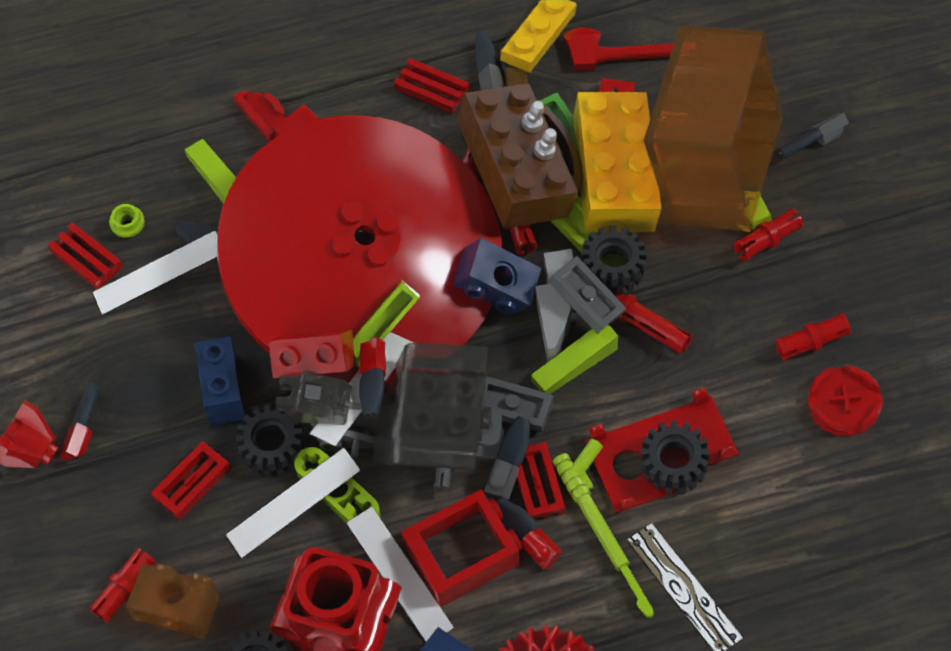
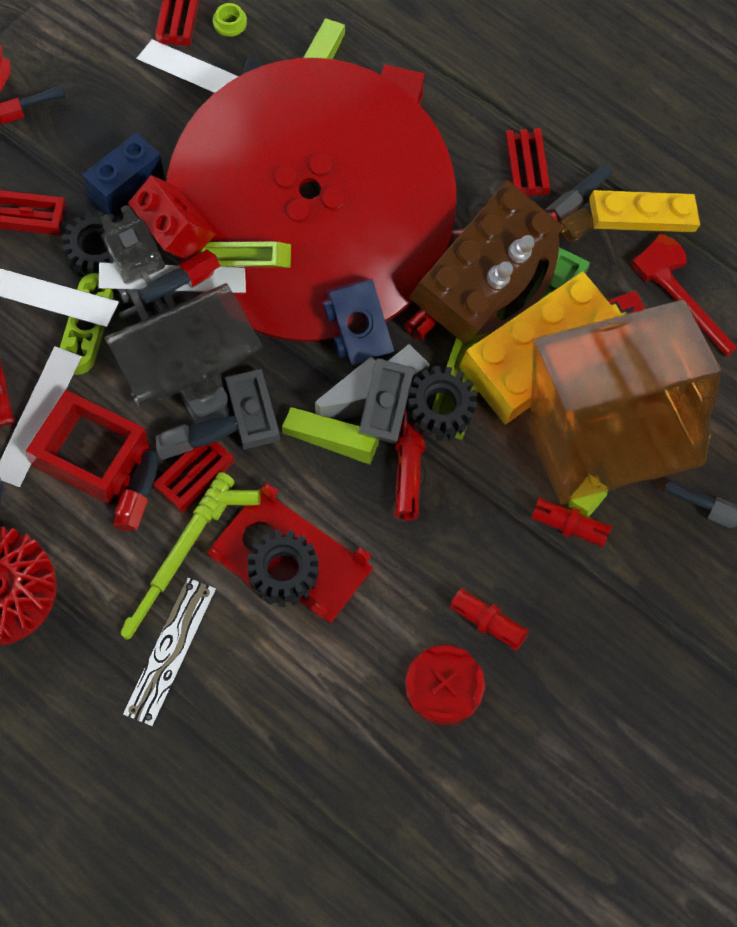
camera: 50 degrees right, 5 degrees up
(262, 111) = (408, 49): red tile -> none

